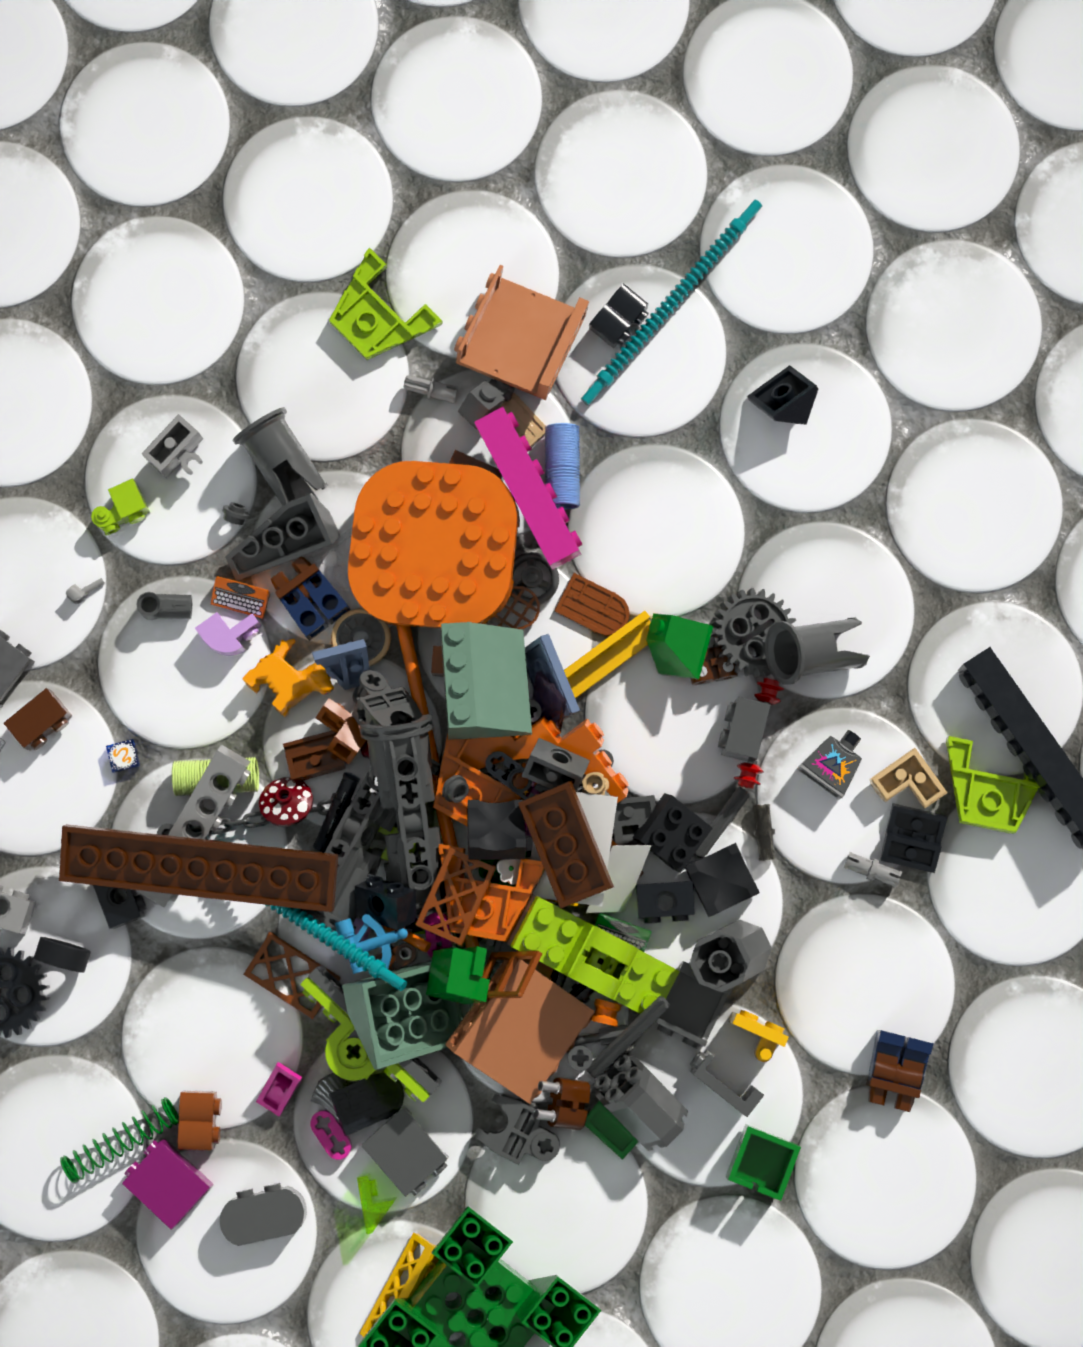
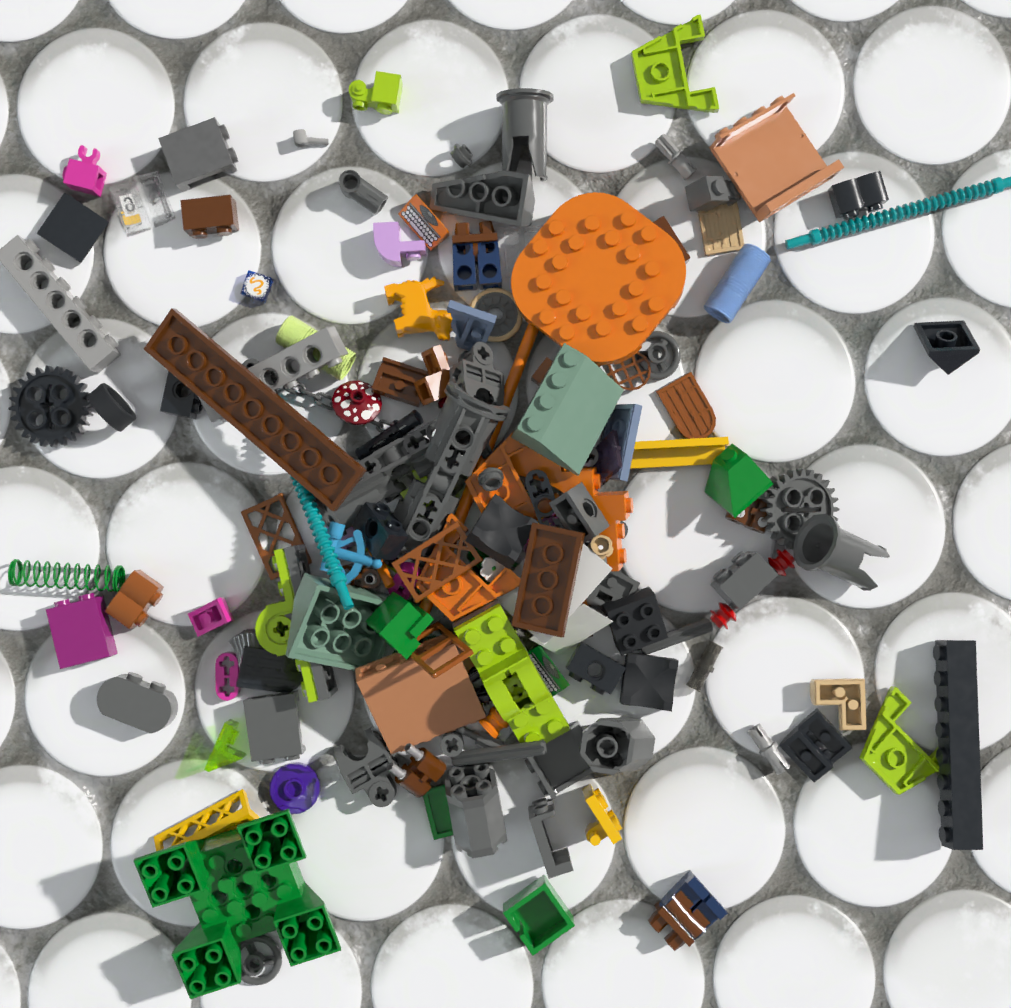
camera: 30 degrees right, 5 degrees up
(174, 447) = (448, 71): light grey brick -> none
(457, 1192) = (295, 787): none -> dark purple tile
(527, 487) = (701, 281): dark pink brick -> none
(833, 764) = (792, 649): dark grey torso -> none

